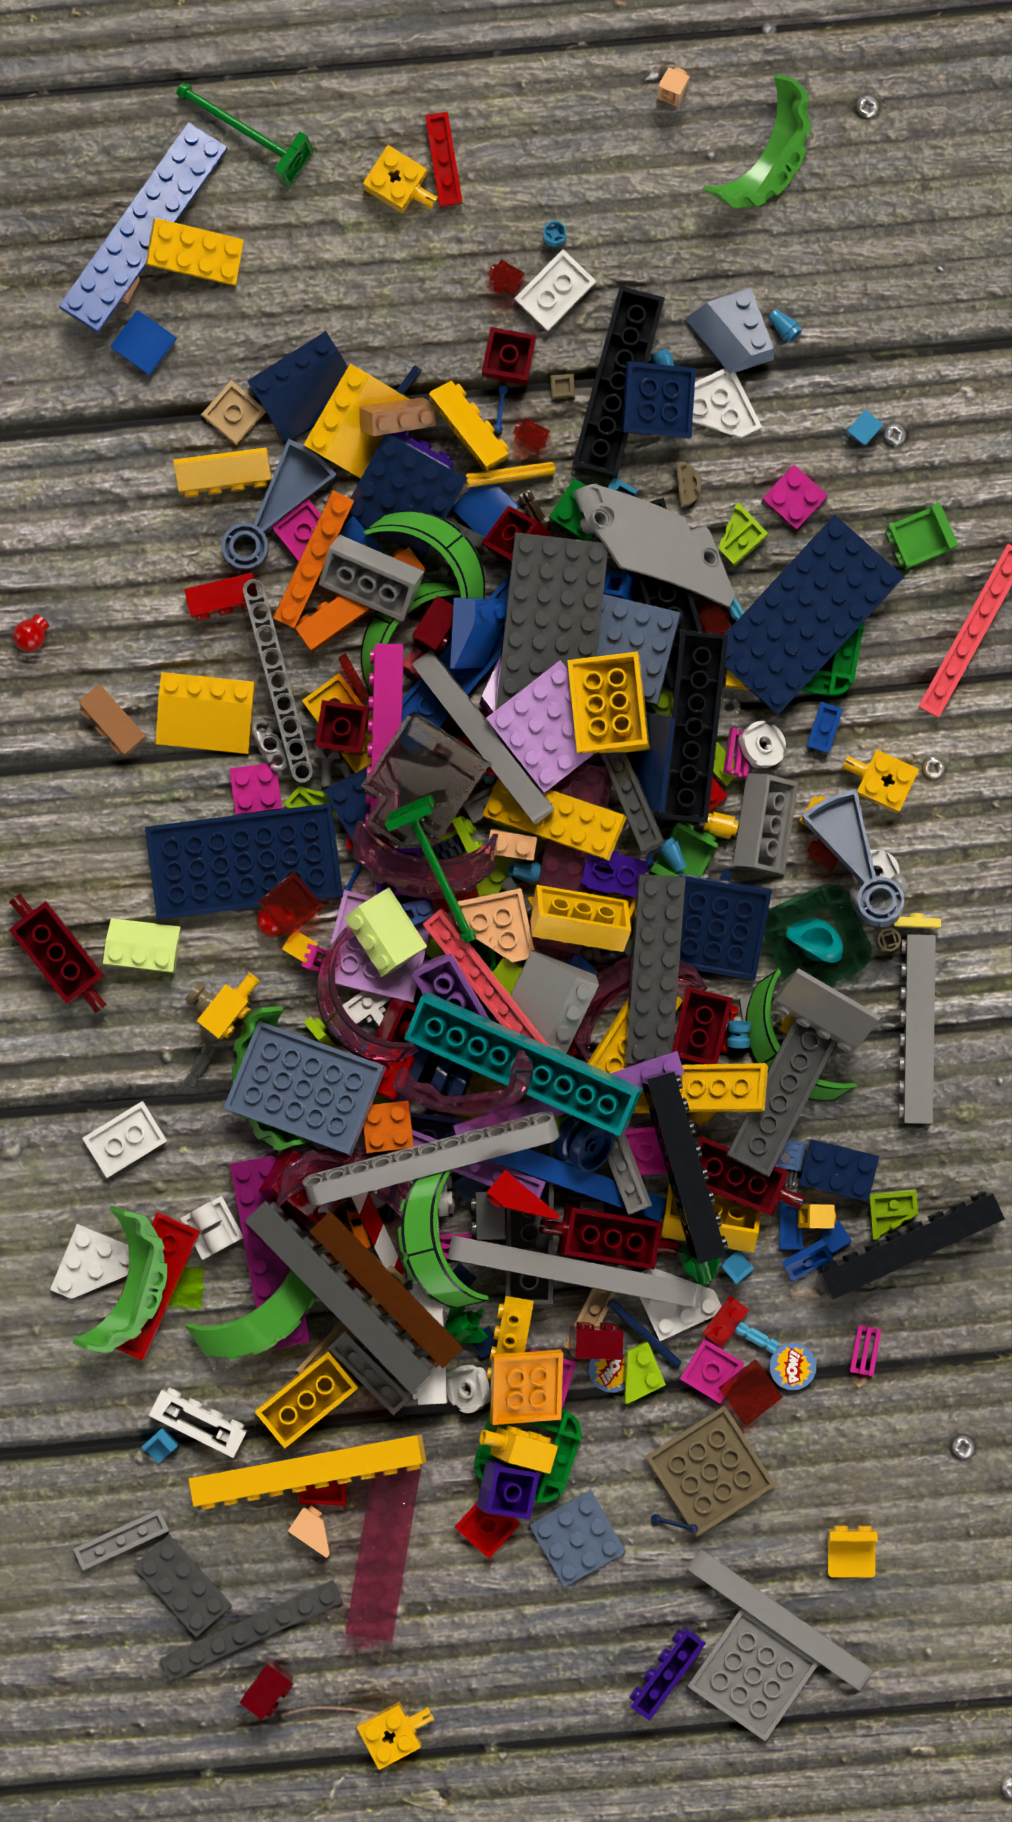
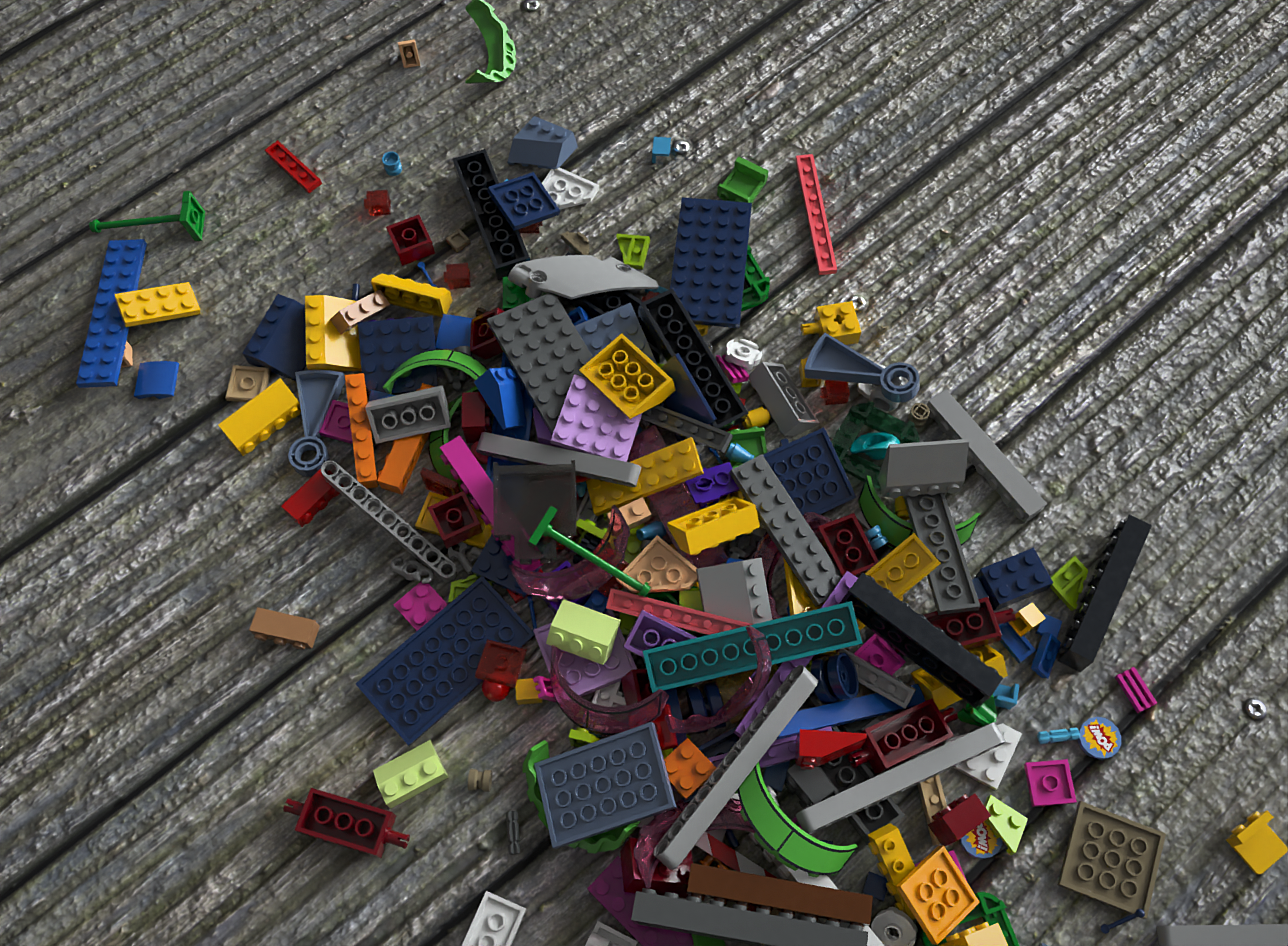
camera: 35 degrees left, 20 degrees down
(30, 634) = (185, 609): red piece -> none
(205, 713) = (349, 579): yellow slope -> none
(228, 1008) = (504, 771): yellow brick -> none
(401, 192) = (270, 192): yellow brick -> none
(464, 1325) = (854, 881): green brick -> none
(510, 474) = (460, 303): yellow axle -> none
(555, 290) = (414, 192): white plate -> none
(644, 1333) = (983, 791): dark blue bar -> none
(725, 1321) = (1029, 739): red plate -> none
(750, 1392) = (1089, 778): clear red tile -> none
(786, 326) = (575, 126): dark azure cone -> none
(795, 497) = (649, 212): dark pink plate -> none
(824, 727) = (773, 321): blue plate -> none
(917, 920) = (927, 392): light yellow plate -> none

